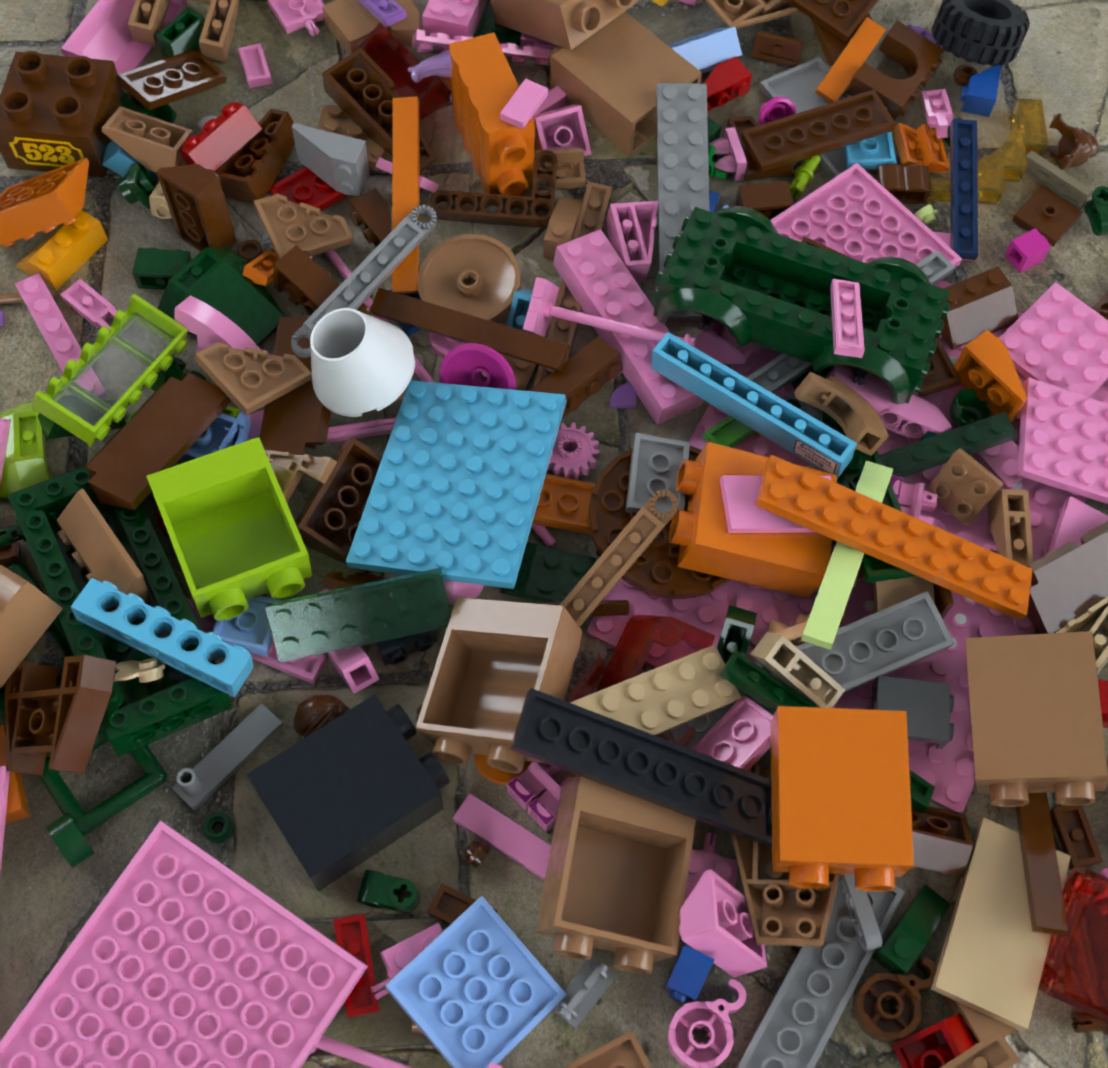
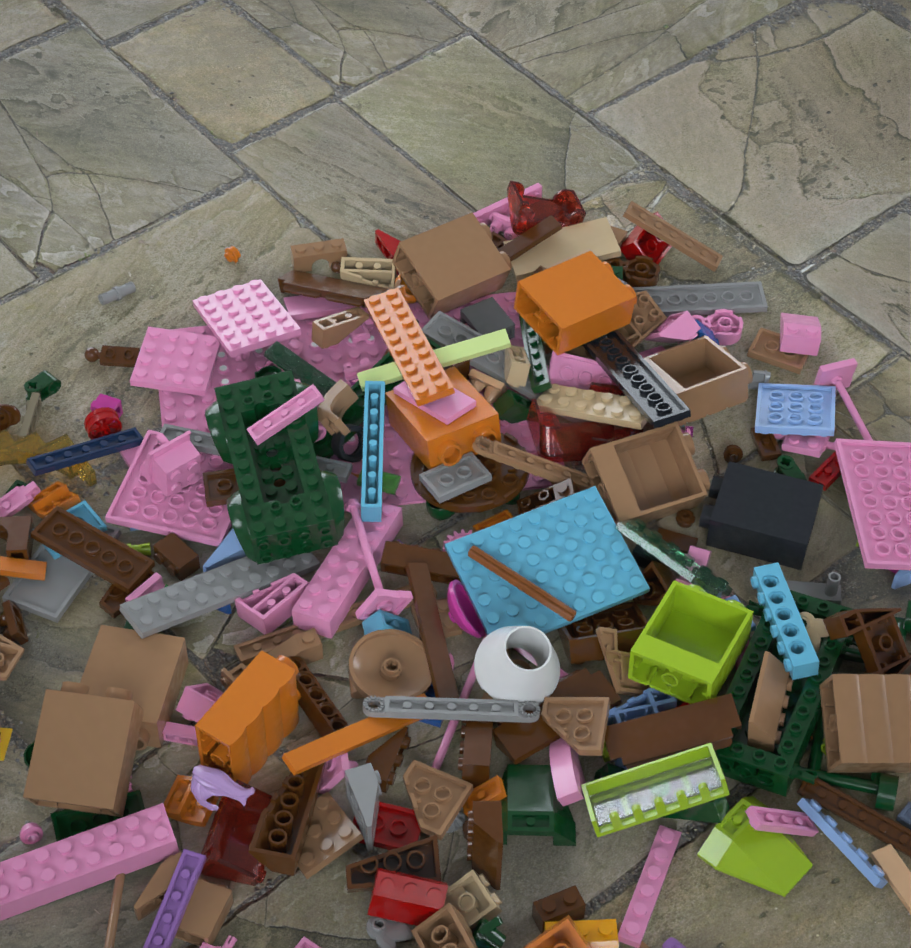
camera: 125 degrees left, 15 degrees down
(89, 304) = (607, 889): bright pink hinge -> none
(108, 252) = (558, 906): none -> reddish brown brick
(157, 266) = (539, 865): dark green brick -> none
(214, 819) = (837, 565): dark green plate -> none
(316, 713) = (737, 562): reddish brown hair -> none
(406, 678) = (681, 540): none -> reddish brown tile
(441, 42) = (187, 796): bright pink wing -> none
(452, 430) = (522, 583): none -> dark orange axle
(504, 835) = (710, 446): bright pink tile -> none
(524, 104) = (253, 660): bright pink tile -> none
(557, 569) = (547, 496): none -> reddish brown slope
(709, 48) = (49, 664): light blue slope -> none
(727, 82) = (74, 635): red slope -> none
(776, 109) = (86, 592): dark pink hat -> none
(875, 225) = (172, 464): none -> bright pink piece
(906, 183) = (96, 492): reddish brown brick -> none
(926, 214) = (115, 472): yellowish green plate -> none
(964, 487) = (328, 354): medium nougat plate -> none
(979, 305) = (178, 410): slope -> none
(991, 372) = (239, 365): orange slope -> none
(999, 227) = (102, 421): none -> red wheel
(1048, 215) = (63, 416): reddish brown plate -> none

